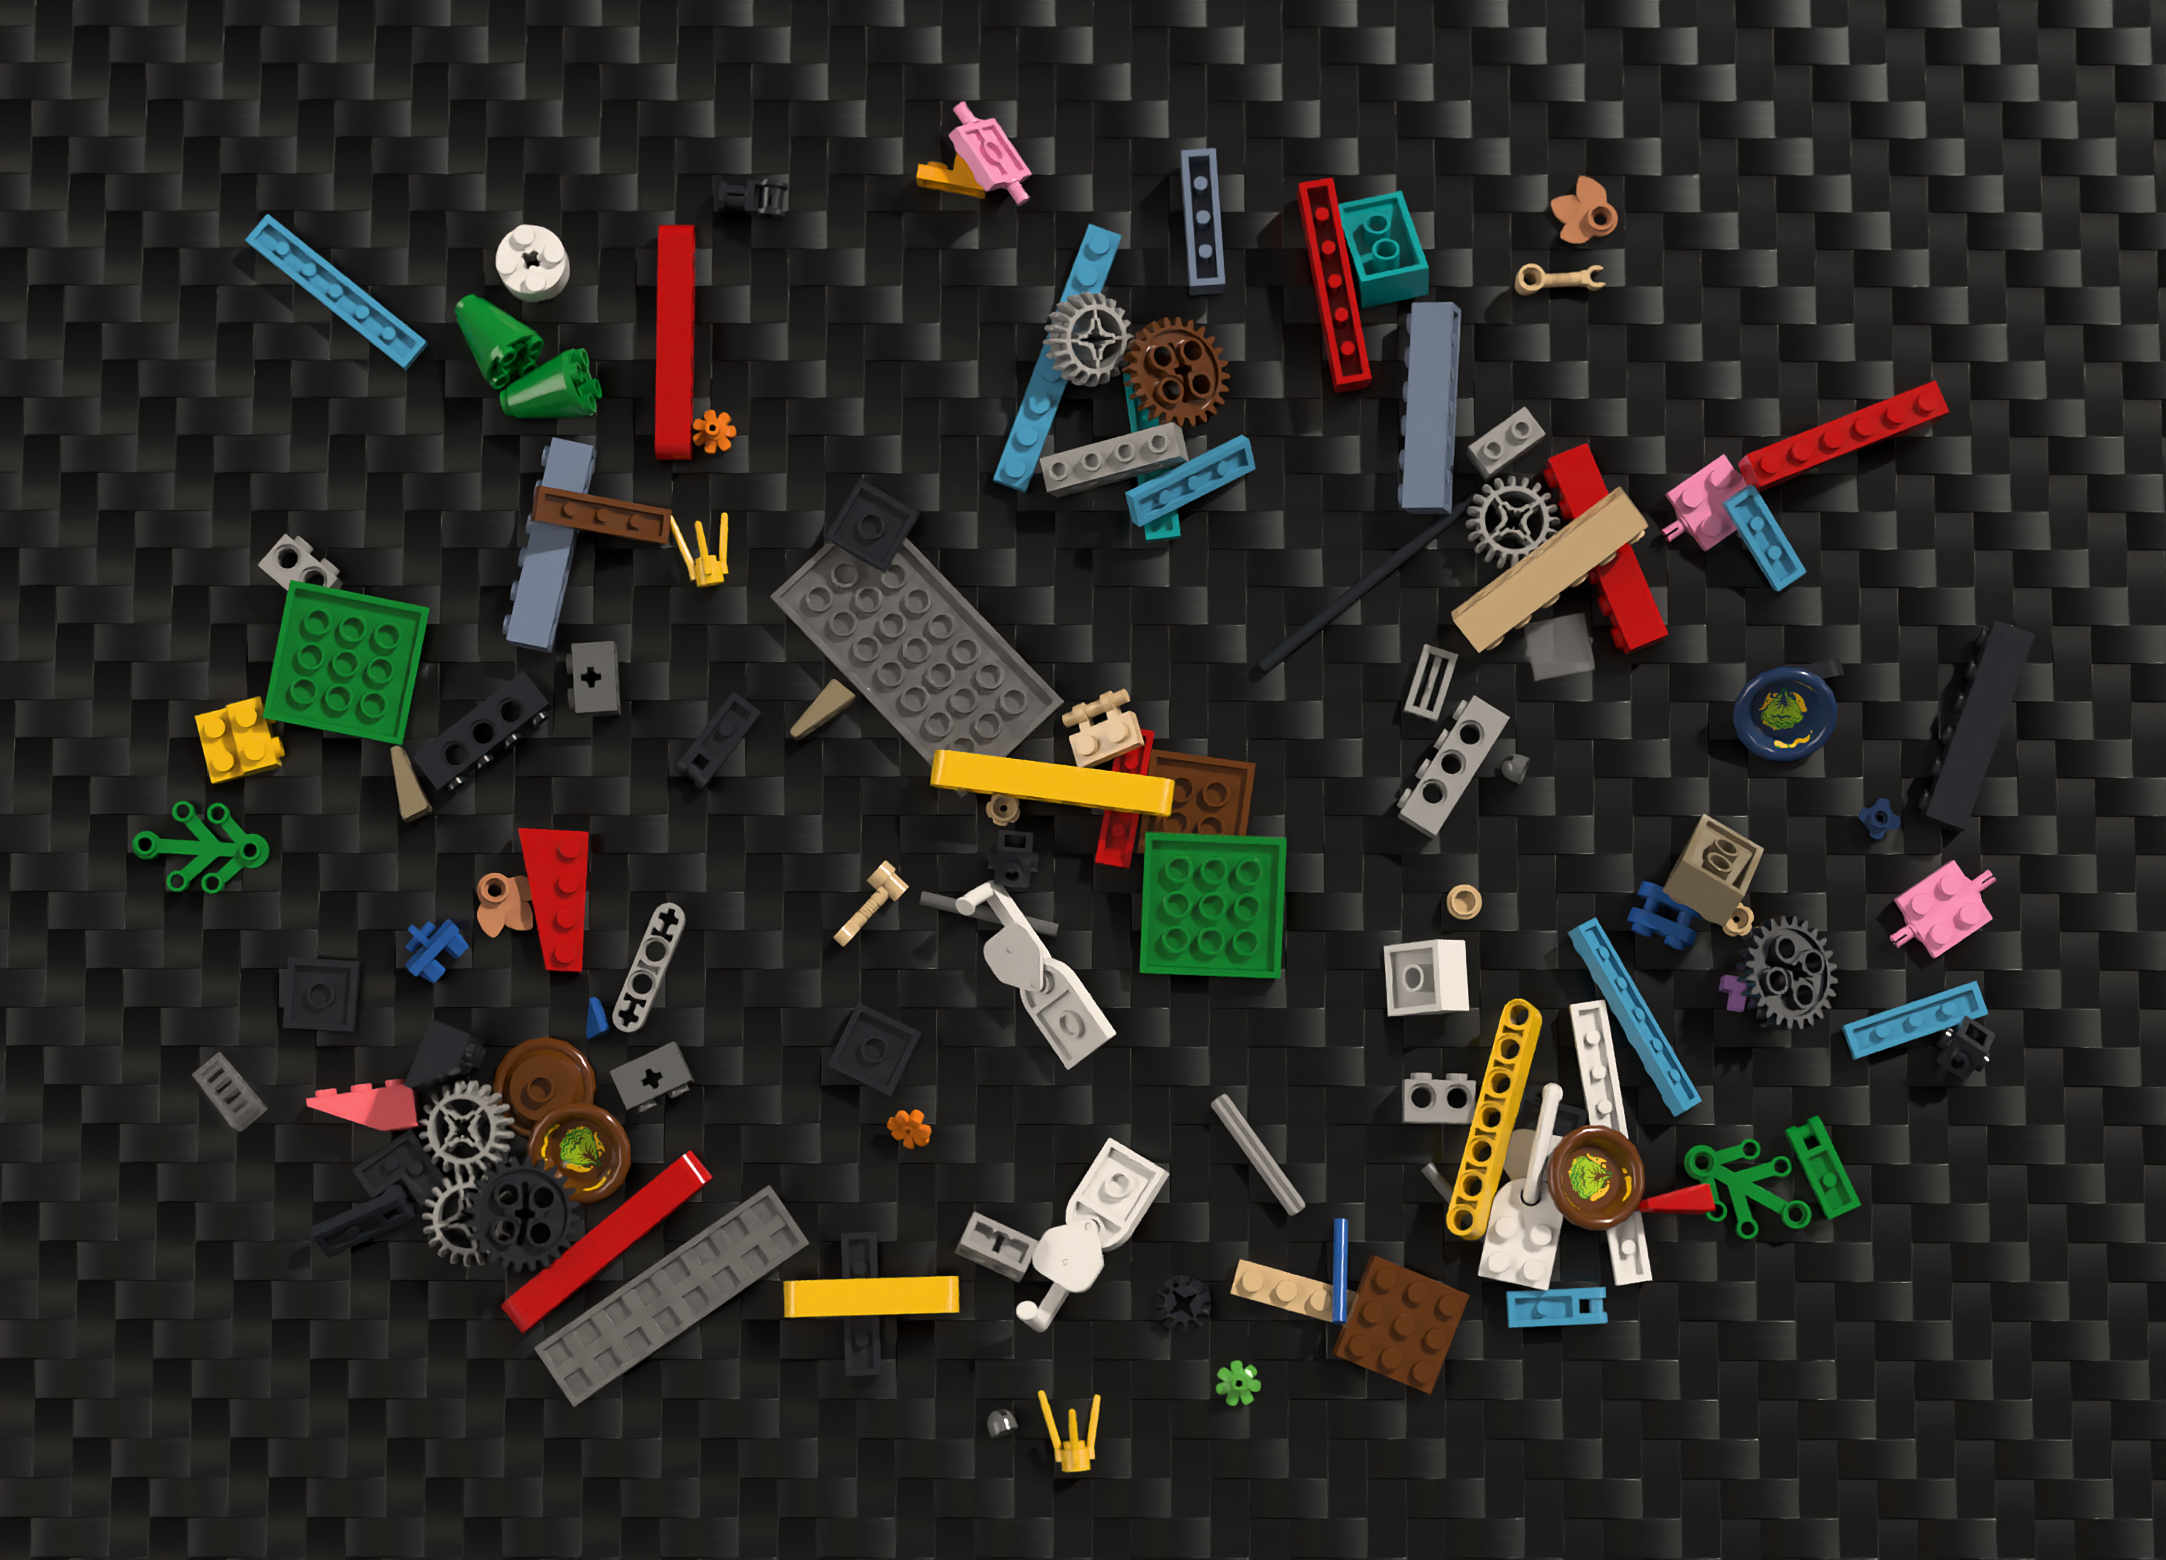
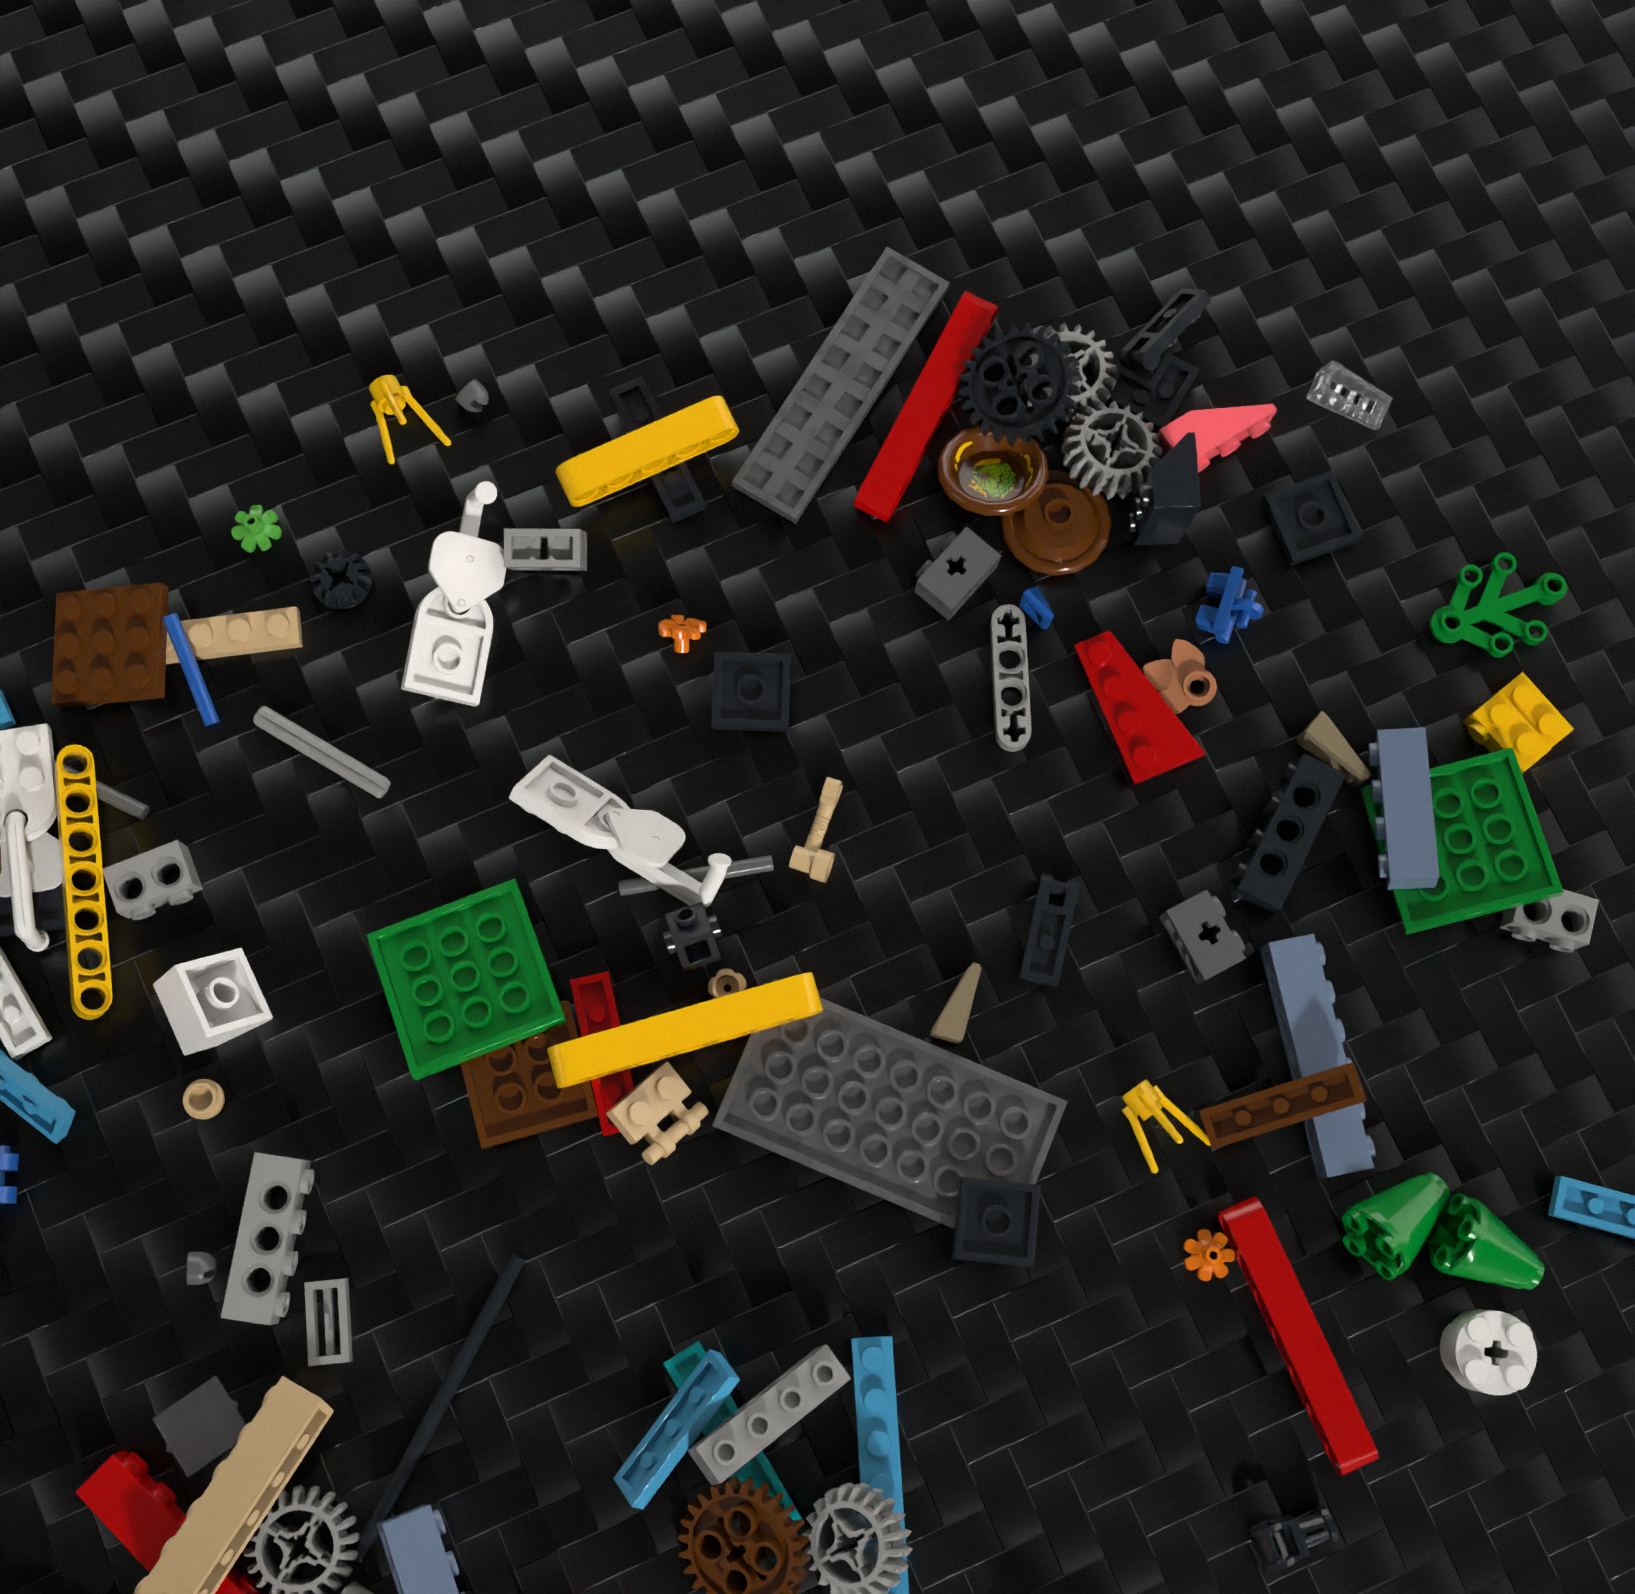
camera: 150 degrees right, 5 degrees down
(378, 706) = (1405, 809): none -> sand blue brick

